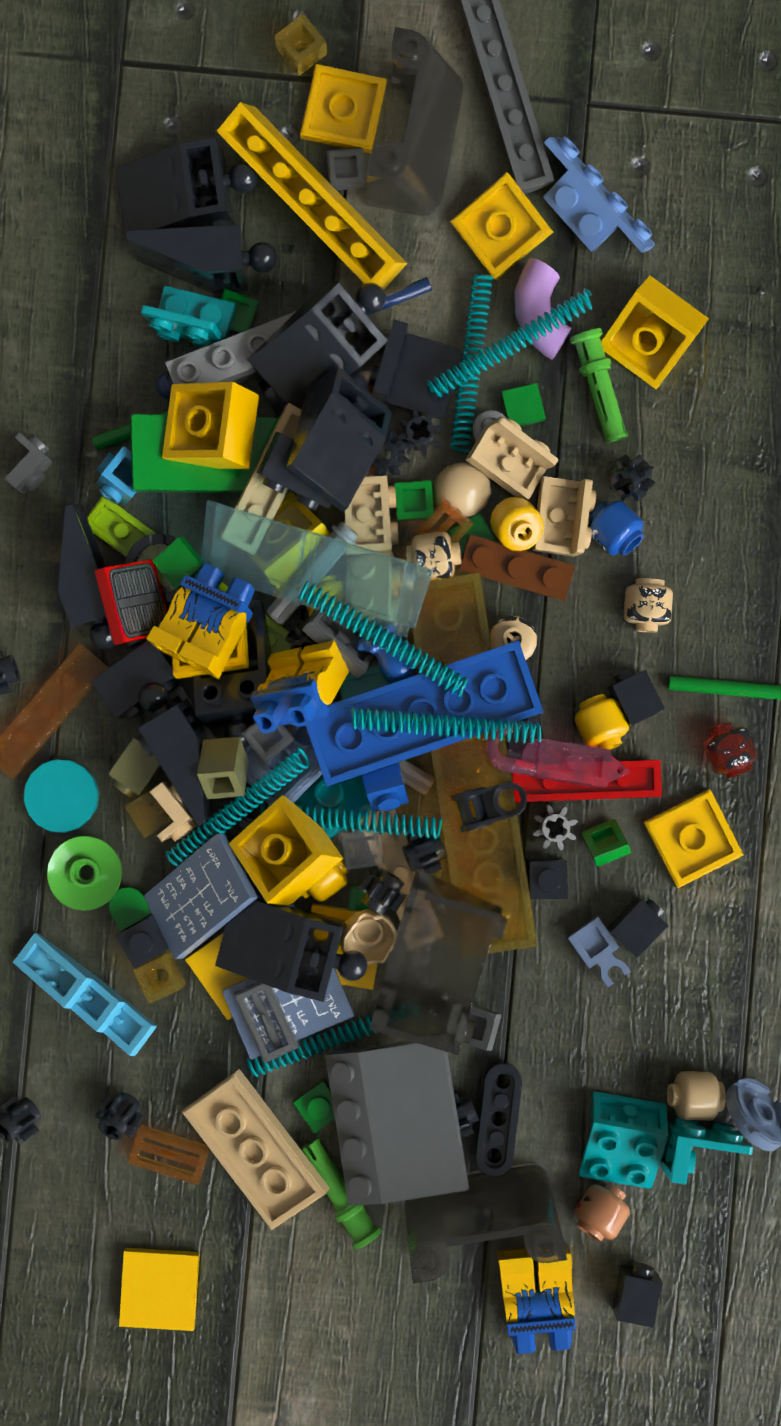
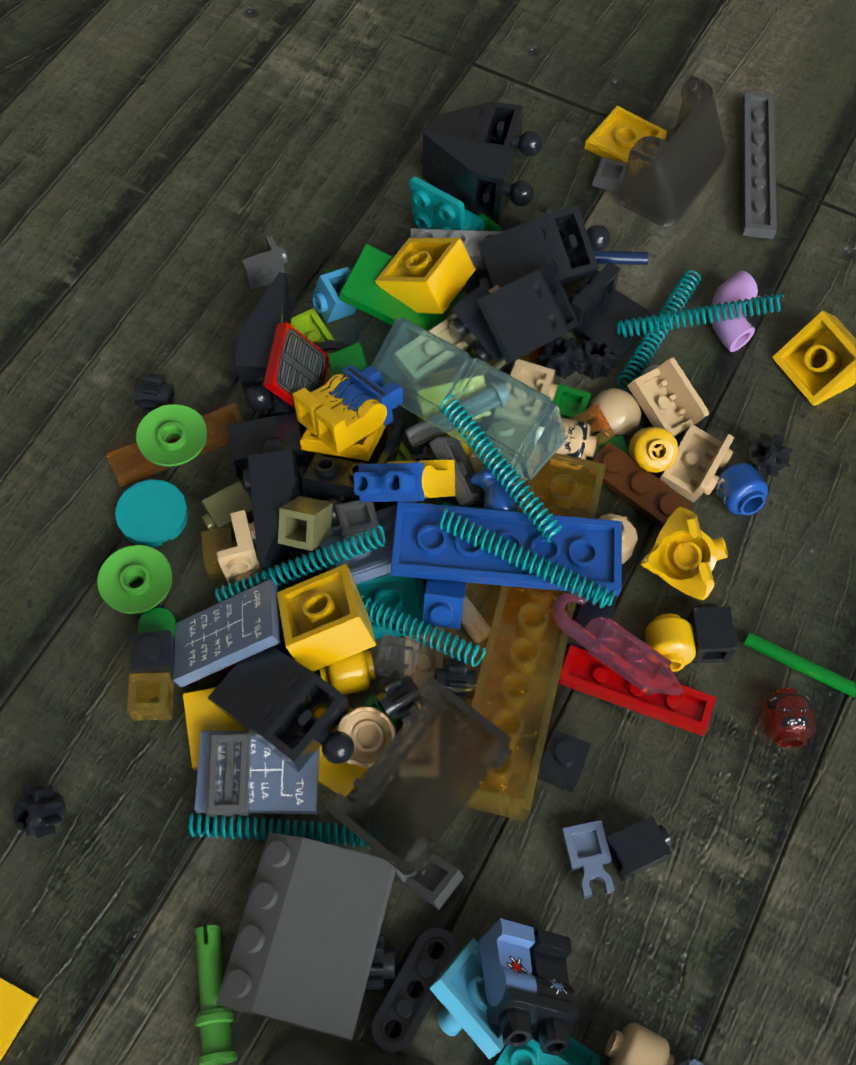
camera: 20 degrees right, 25 degrees down
(23, 711) = (171, 423): none -> bright green dish
(85, 994) = (74, 688): medium azure slope -> none
(172, 1140) = (88, 901): clear orange tile -> none
(255, 1149) = (152, 910): tan tile -> none
(301, 34) = (611, 88): clear yellow plate -> none
(311, 196) = (578, 170): yellow brick -> none
(316, 1106) = (233, 893): green plate -> none
(486, 805) = (535, 648): black piece -> none
(501, 226) = (722, 246): yellow tile -> none
(523, 405) = (696, 371): green tile -> none
(555, 1109) = (465, 1001): none -> medium azure tile
(564, 823) = (587, 708): light grey gear -> none
(586, 636) = (685, 555): none -> yellow piece
(588, 205) = (797, 259): medium blue bracket -> none
(590, 1087) = (528, 985): none -> black hips
(595, 367) = (765, 367): bright green pin -> none
(606, 842) = (635, 753): green plate -> none
(648, 604) = (750, 560): tan head -> none
(693, 838) = (723, 790): yellow tile -> none

